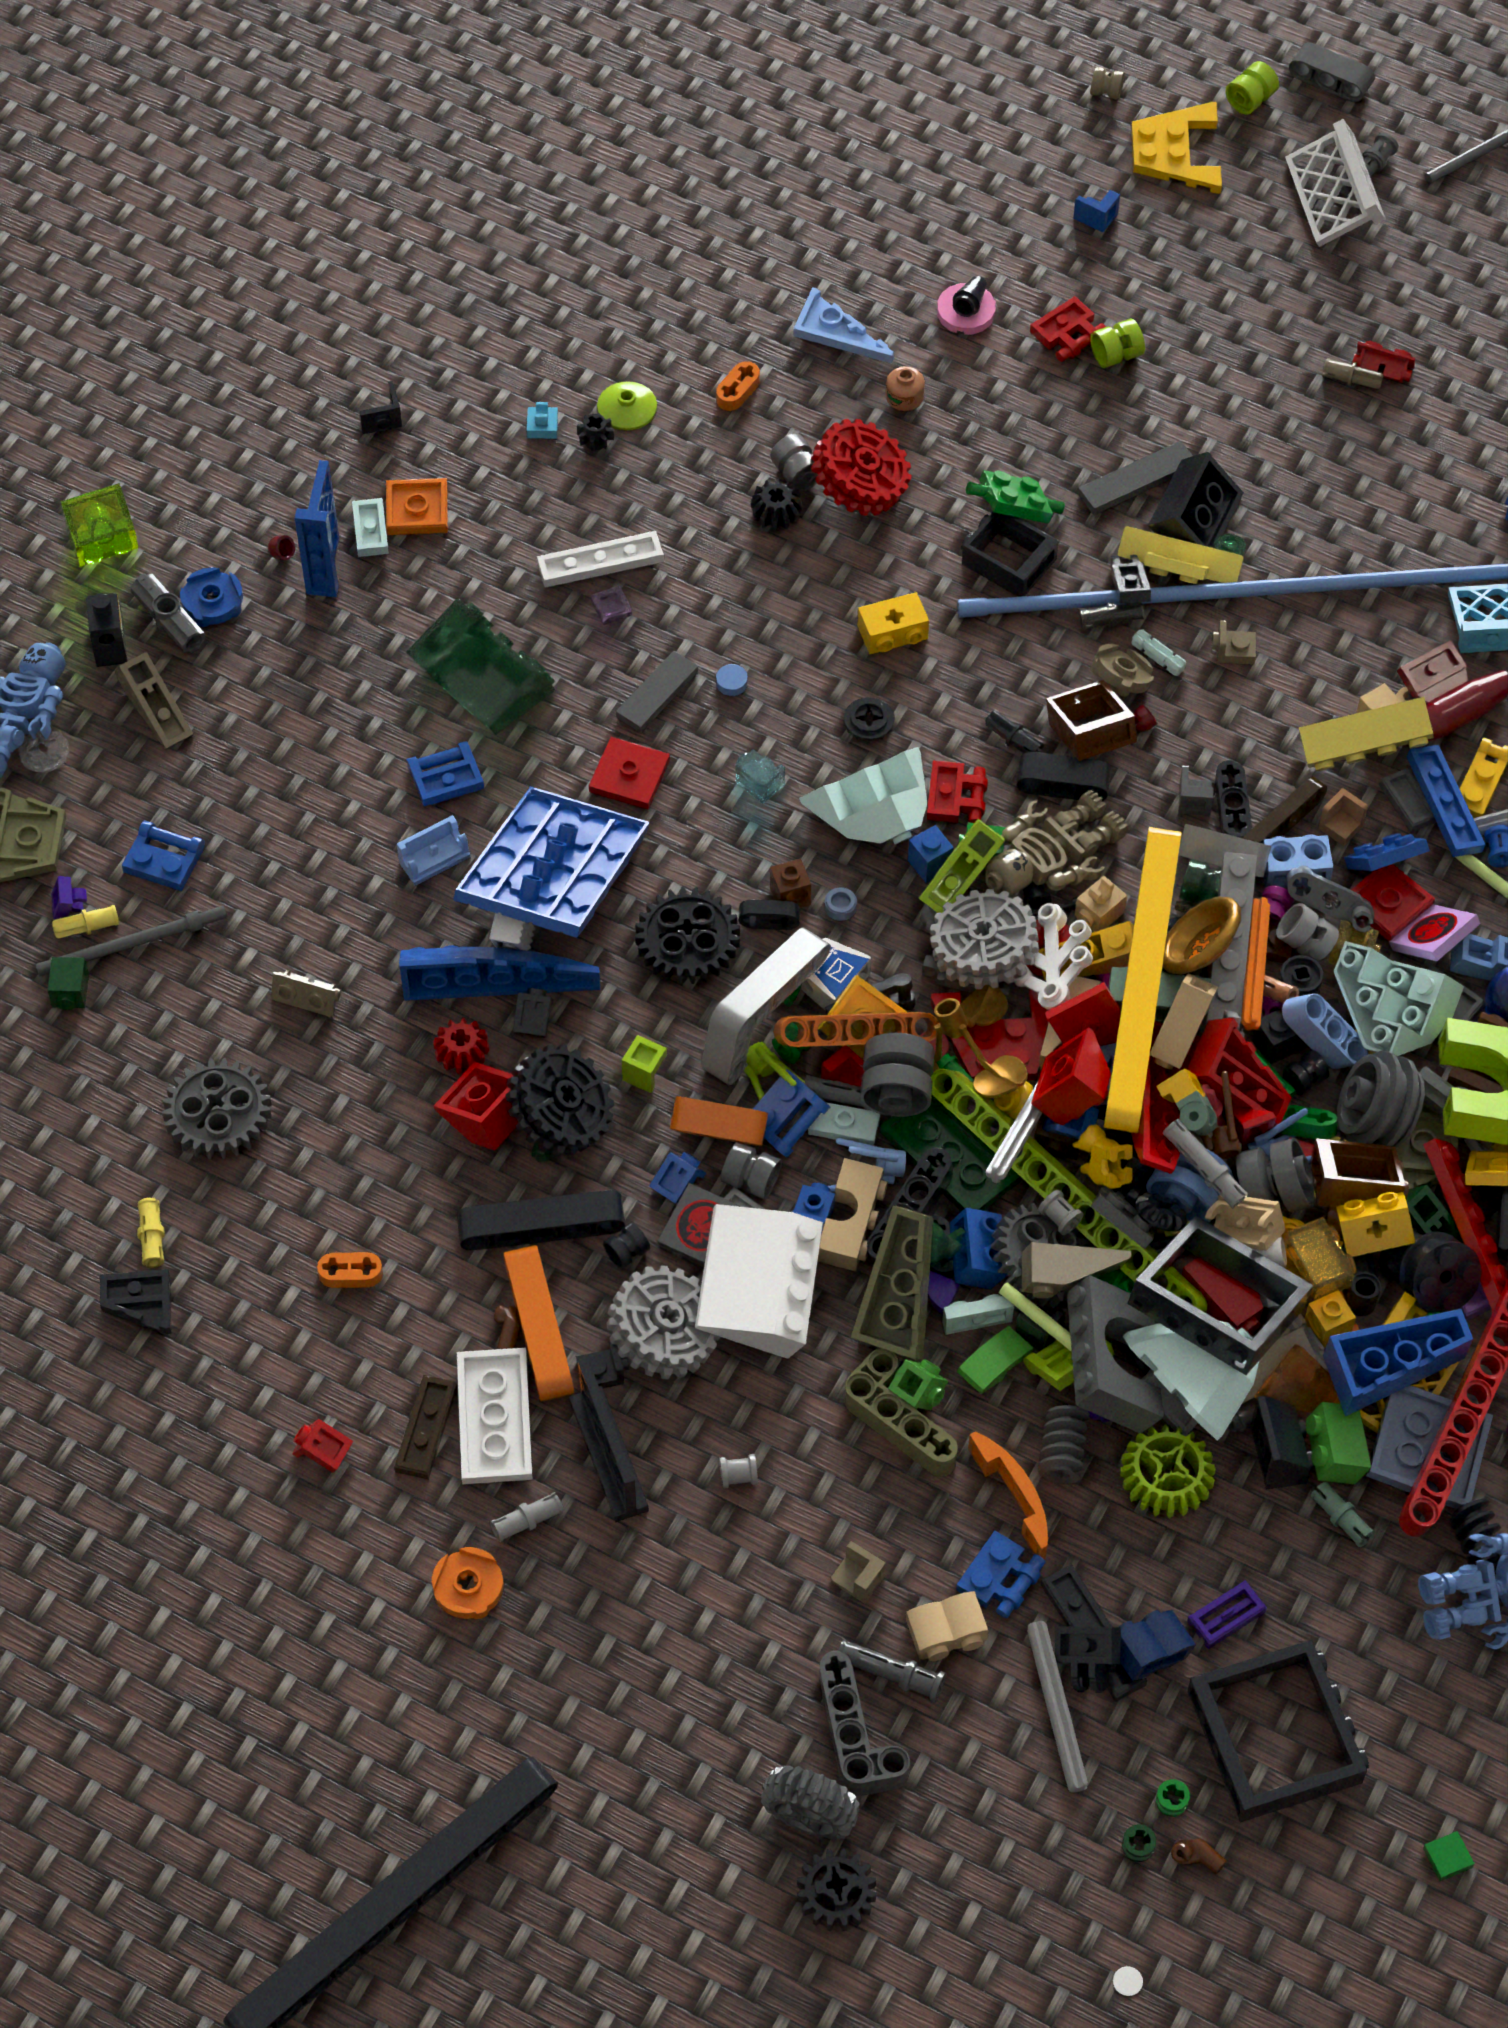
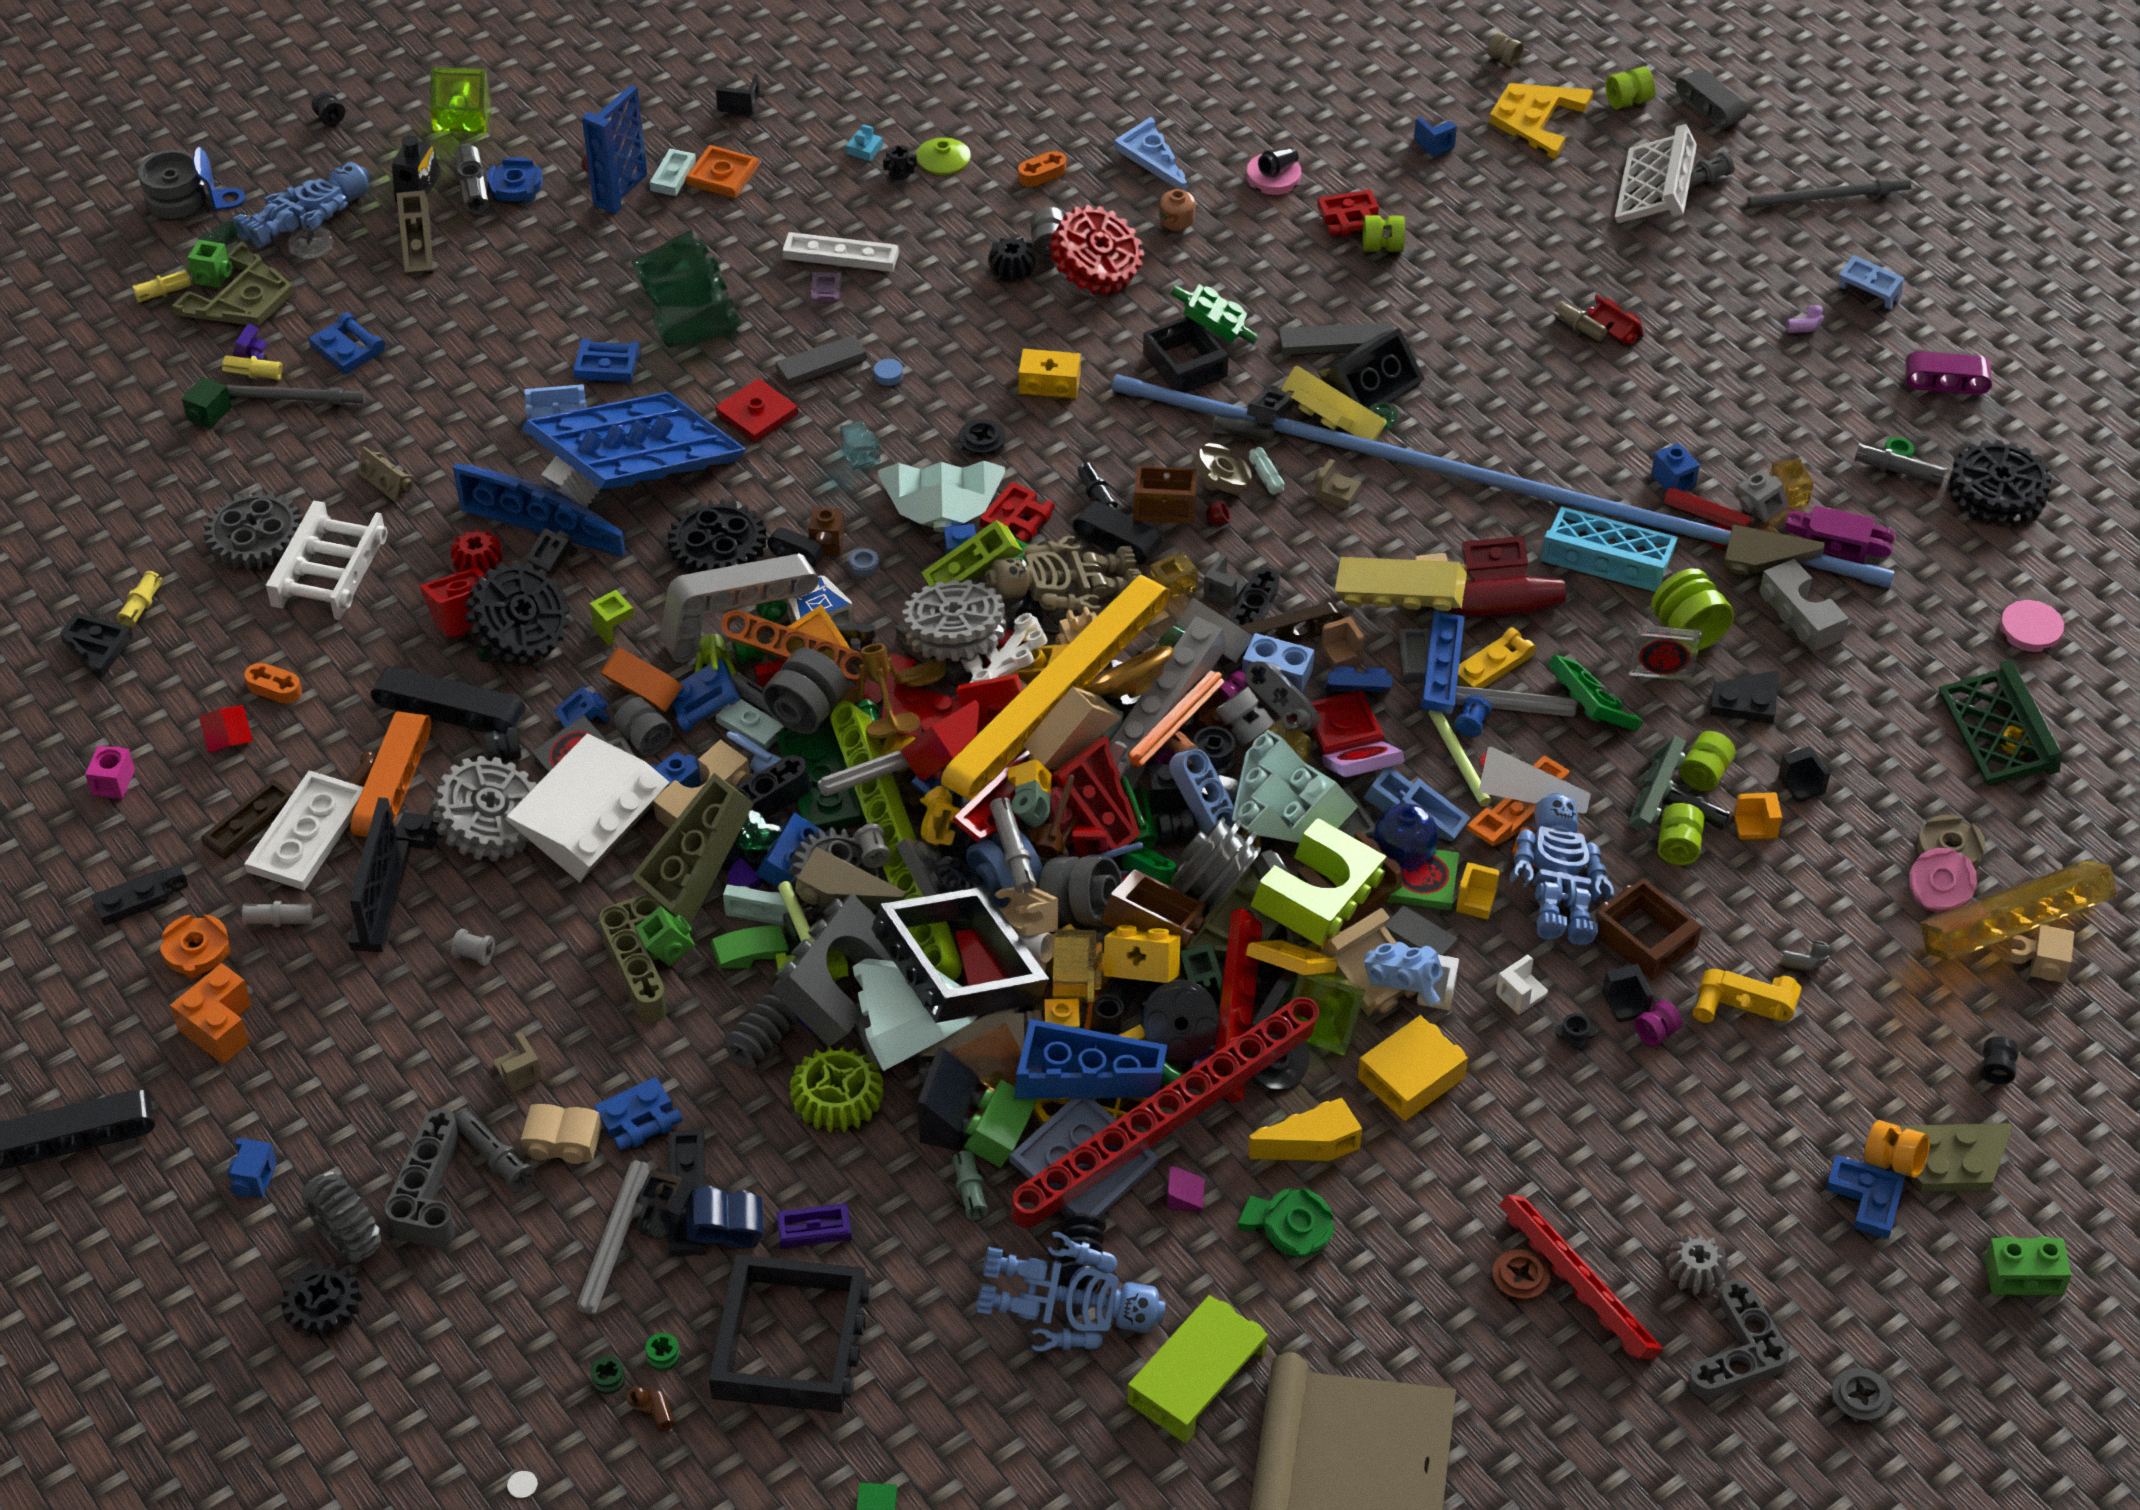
camera: 25 degrees right, 10 degrees down
(262, 1447) = (110, 772): none -> dark pink brick
(286, 1102) = (307, 543): none -> white fence
(322, 1444) = (155, 798): red bracket -> none
(340, 1340) = (225, 728): none -> red panel
(372, 1554) = (138, 894): none -> black hinge
(534, 1652) = (211, 1013): none -> orange brick
(682, 1788) = (251, 1168): none -> blue brick
(994, 1458) = (692, 1084): orange slope -> none
(1146, 805) = (1176, 574): none -> clear yellow brick

